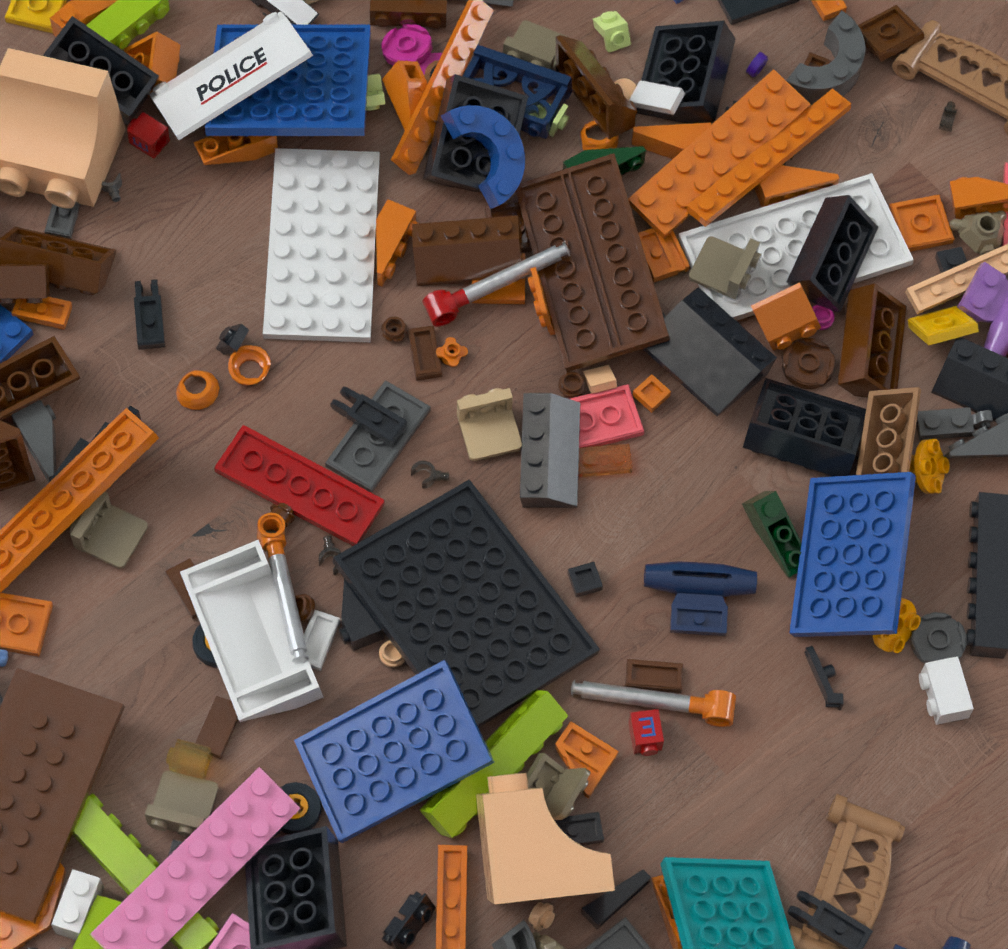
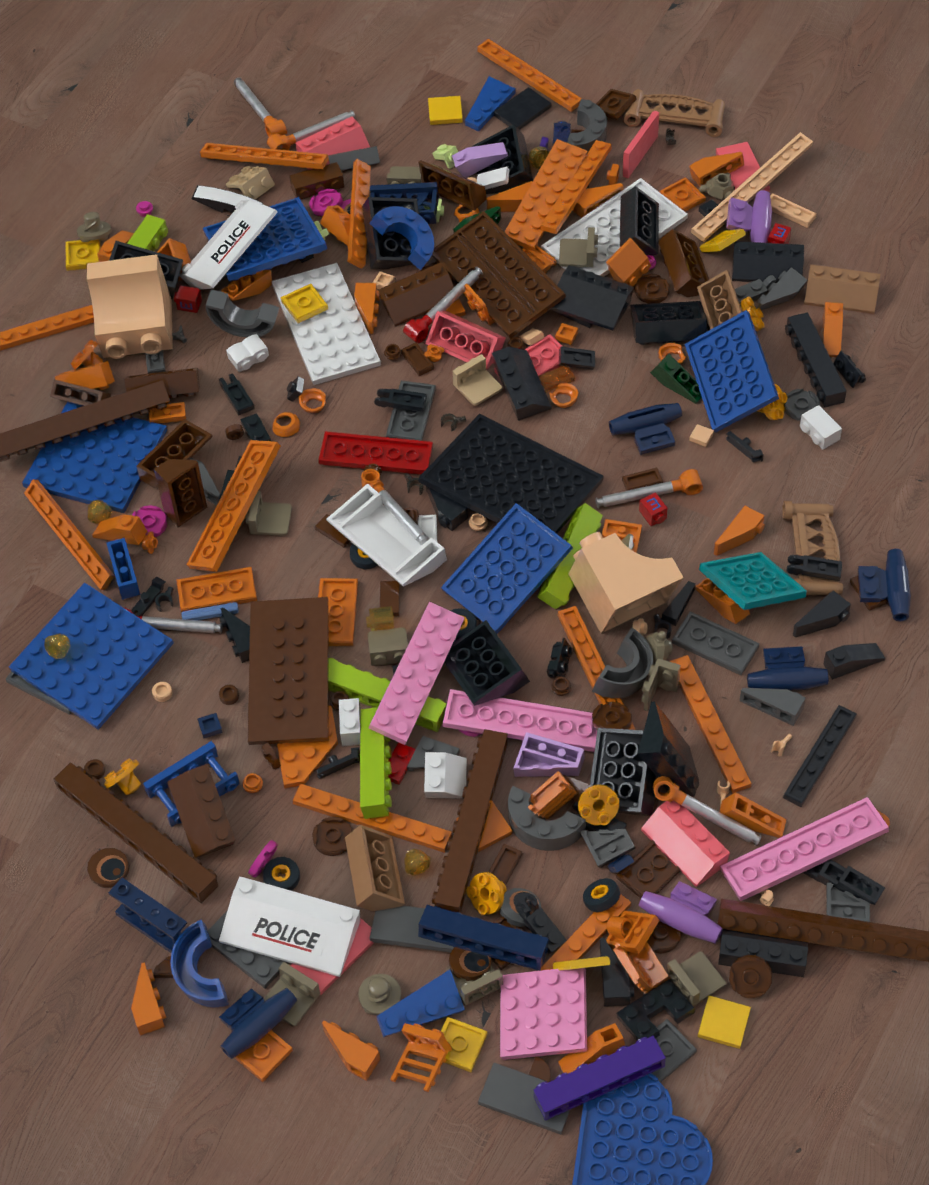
camera: 15 degrees left, 10 degrees down
(81, 860) = (334, 700): none -> reddish brown plate
(119, 376) = (234, 431): none -> reddish brown tile
(149, 702) = (342, 608): none -> orange tile
(151, 384) = (254, 428): none -> black plate
(192, 254) = (247, 352): none -> white brick
(199, 197) = (237, 320): none -> dark grey brick
(302, 204) = (304, 303): none -> yellow tile
(432, 206) = (383, 279): none -> light nougat tile
(503, 347) = (463, 338): none -> coral slope
(574, 919) = (659, 623): none -> black piece
(585, 579) = (575, 443): black plate -> none
(610, 482) = (565, 388): none -> orange piece
(647, 440) = (576, 358): none -> black plate
(651, 55) = (479, 157): none -> lavender slope
(739, 82) = (537, 156): none -> clear yellow cone
(756, 815) = (741, 530): none -> orange slope
(770, 635) = (701, 435): none -> light nougat tile
(790, 473) = (671, 348): none -> orange piece
(791, 53) = (561, 131): none -> clear blue bracket
(834, 154) = (613, 174): none -> orange plate
(895, 118) = (640, 144): none -> coral tile

